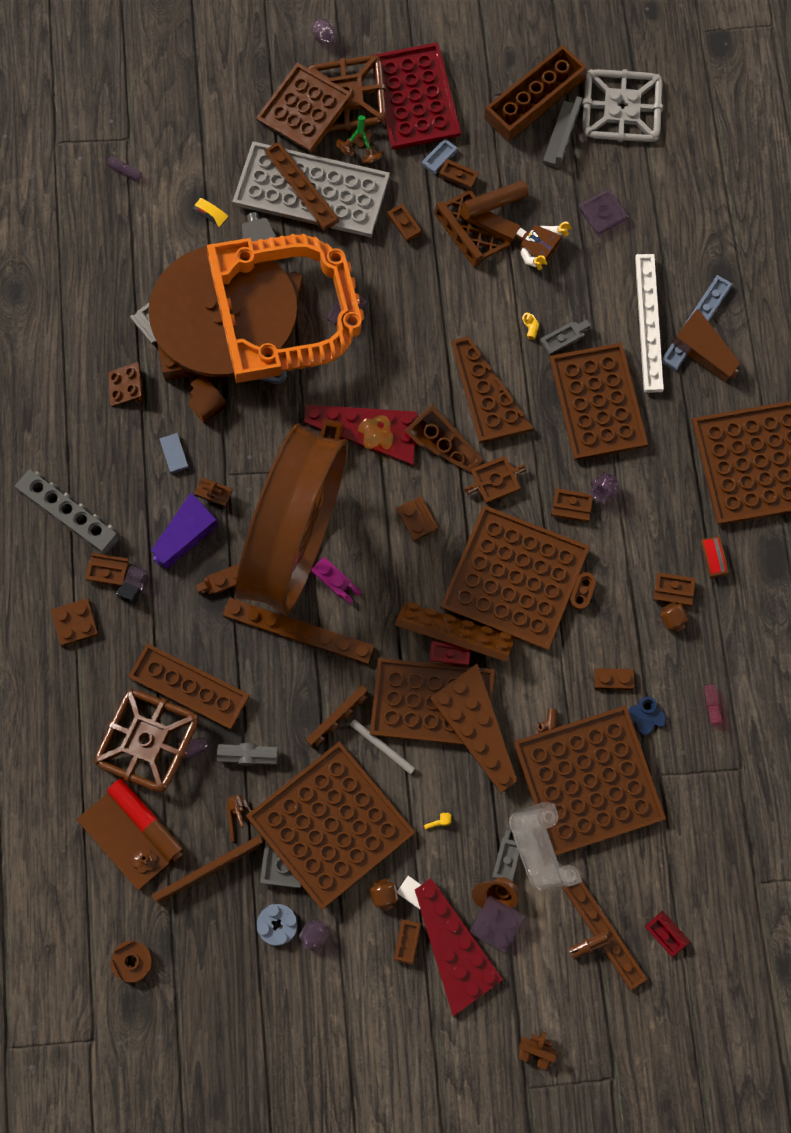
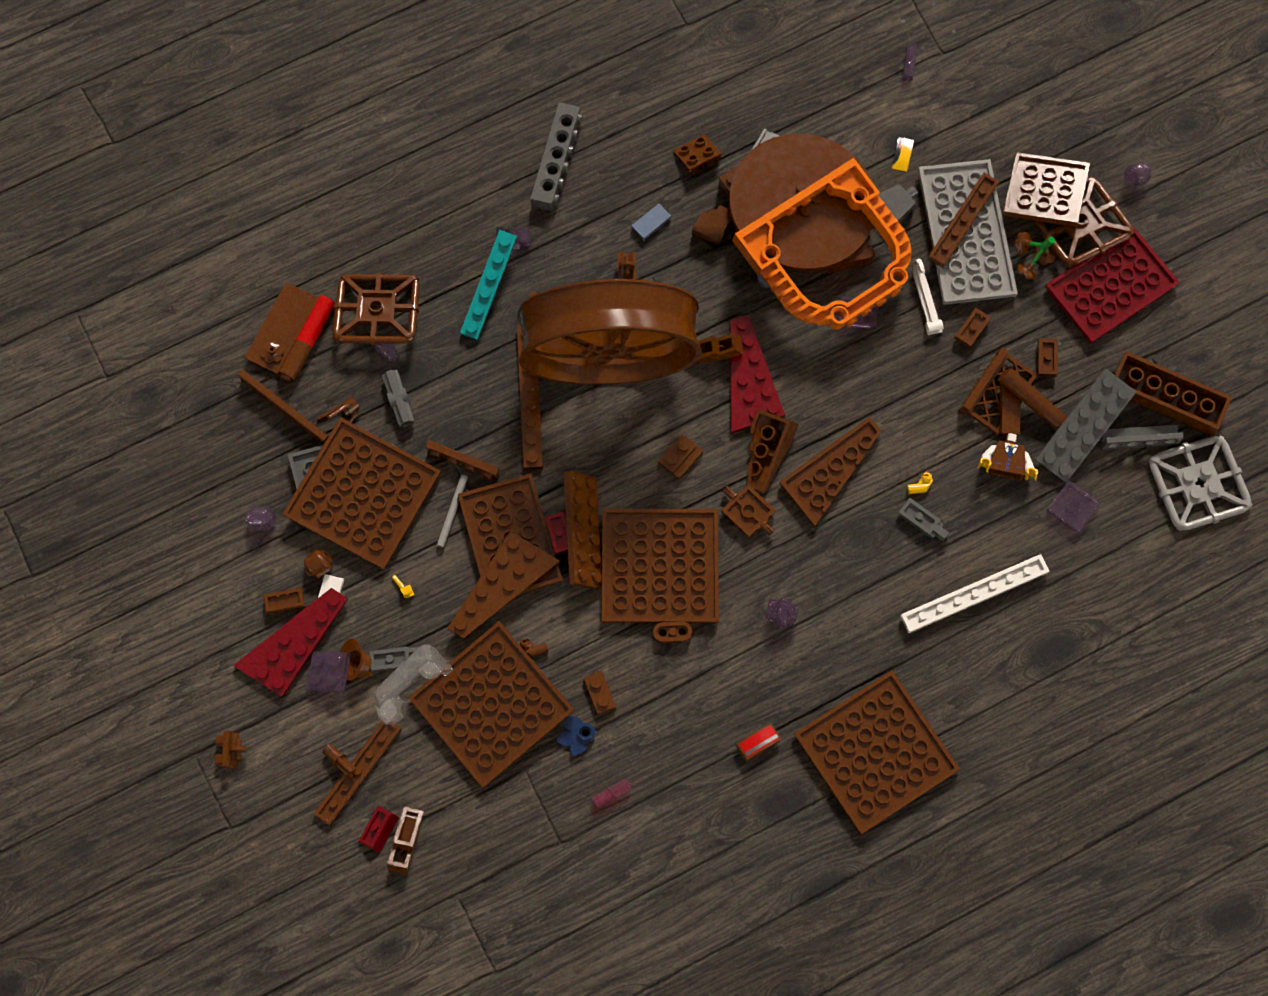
camera: 65 degrees right, 0 degrees up
(74, 622) = (459, 206): reddish brown plate -> none
(107, 569) = (518, 211): reddish brown plate -> none
(142, 965) = (185, 388): reddish brown plate -> none
(171, 624) = (488, 285): none -> teal plate
(183, 532) = (578, 259): dark purple slope -> none
(189, 686) = (440, 324): reddish brown plate -> none
(279, 936) = (265, 493): sand blue plate -> none
(334, 579) = (591, 407): magenta hinge -> none
(376, 435) = (743, 383): clear yellow plate -> none
(387, 252) = (932, 325): none -> white piece
(437, 158) = (1065, 334): sand blue tile -> none
(537, 168) = (1085, 425): none -> dark grey plate
(572, 505) = (753, 590): reddish brown plate -> none
(598, 401) = (870, 575): reddish brown plate -> none
(674, 588) = (710, 716): reddish brown plate -> none
(674, 616) = (682, 725): reddish brown head -> none
(689, 911) = (405, 841): none -> reddish brown slope
(706, 347) = (972, 653): reddish brown slope -> none
(707, 306) = (997, 640): sand blue tile -> none

